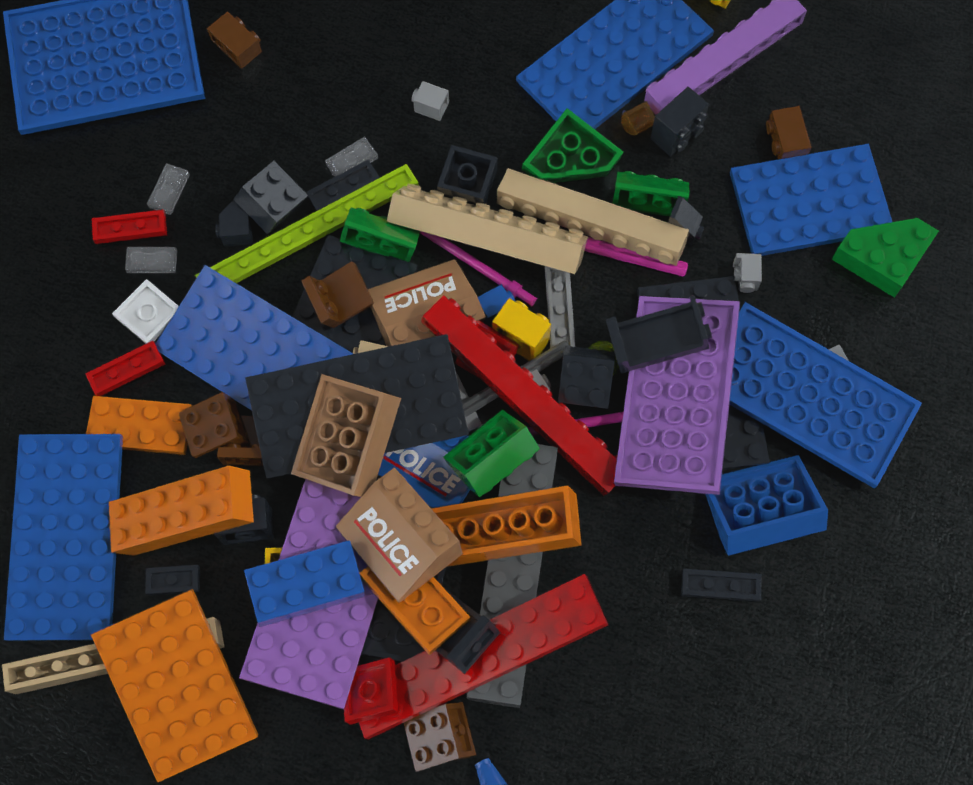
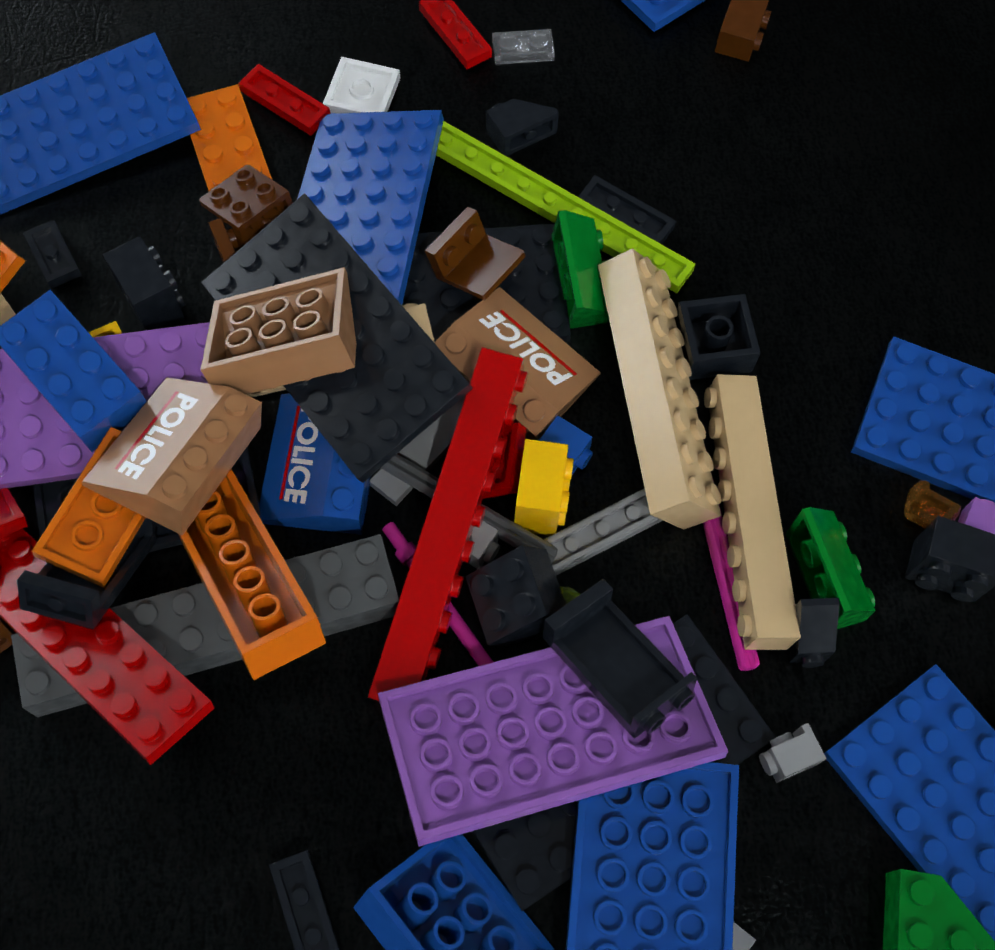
camera: 60 degrees right, 5 degrees down
(151, 260) = (428, 68): clear plate -> none
(181, 511) = (118, 210): orange brick -> none
(270, 197) = (562, 136): black brick -> none
(351, 157) = (676, 206): clear plate -> none
(430, 100) = (796, 255): light grey brick -> none
(492, 452) = (343, 517): green slope -> none
(514, 287) = (601, 458): dark pink bar -> none
(571, 152) = (824, 441): green brick -> none

